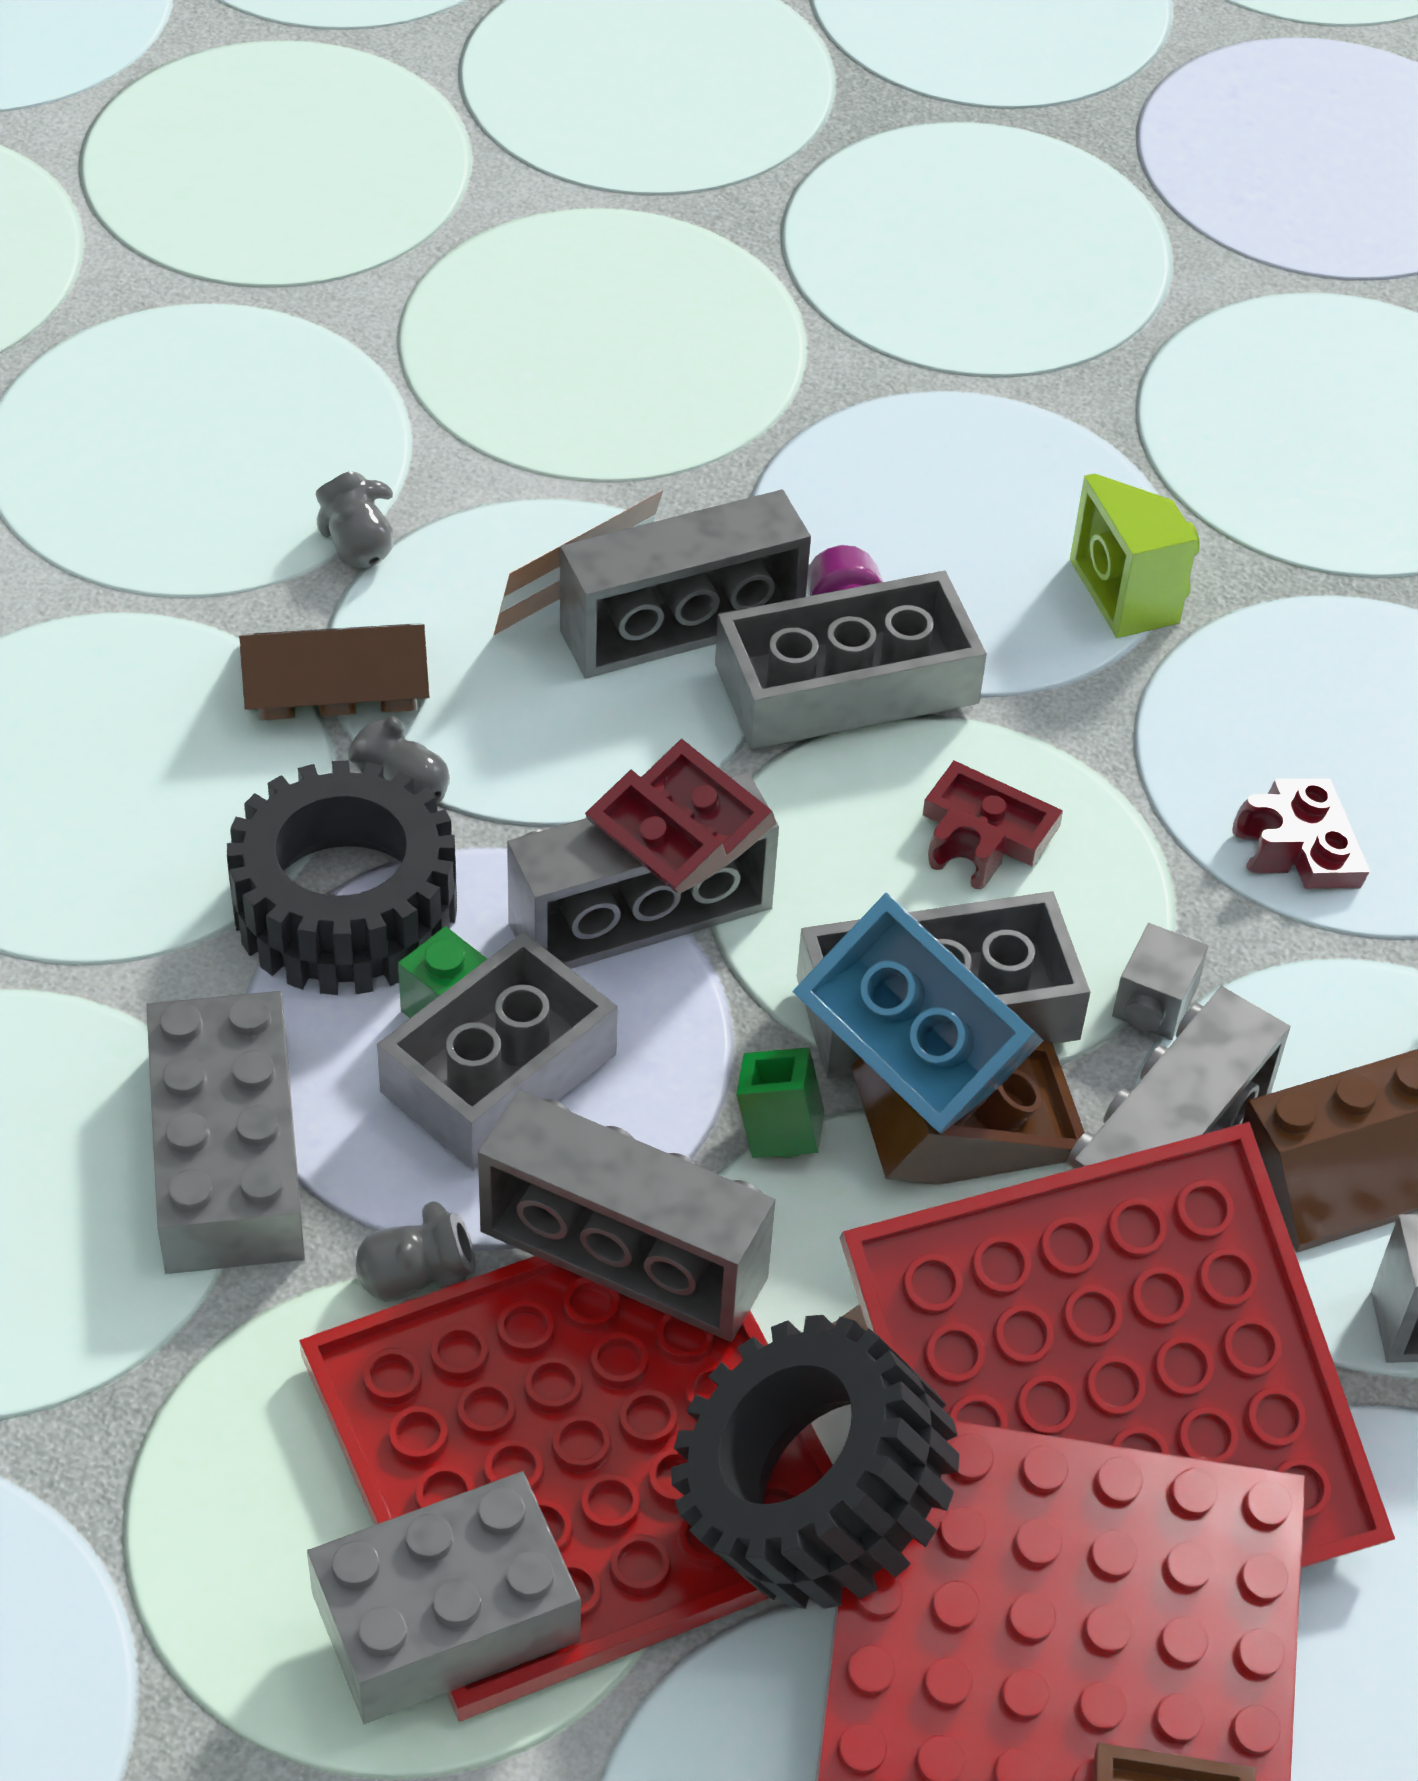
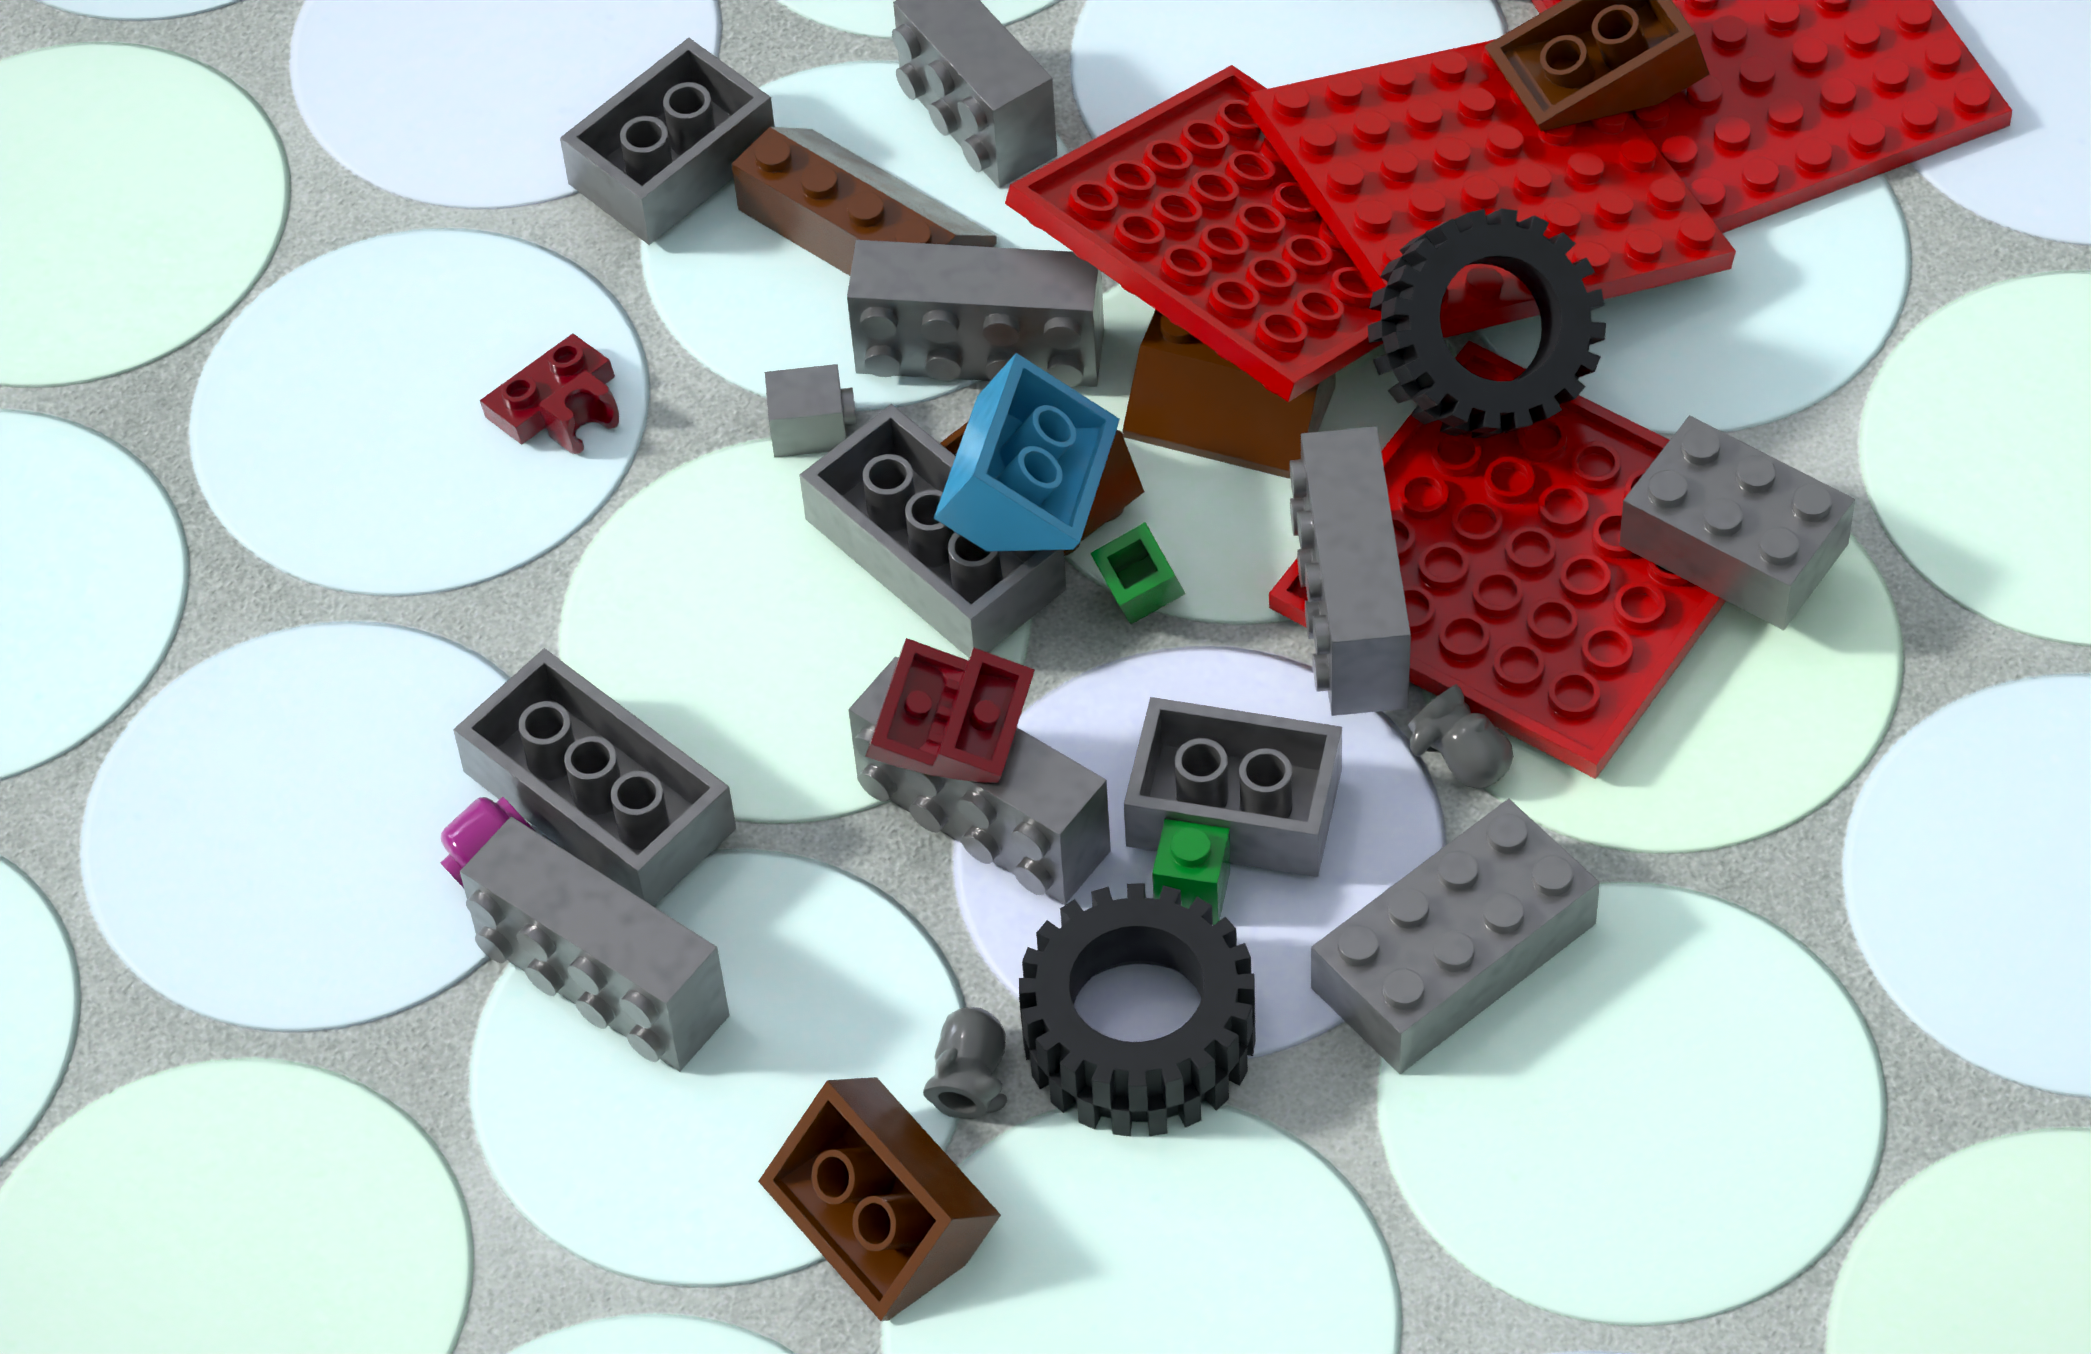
camera: 115 degrees left, 5 degrees up
(353, 520) = (683, 1289): dark grey animal -> none
(538, 582) = (624, 1047): nougat sticker -> none
(985, 820) = (708, 605): dark red plate -> none
(1133, 554) = (317, 621): lime slope -> none

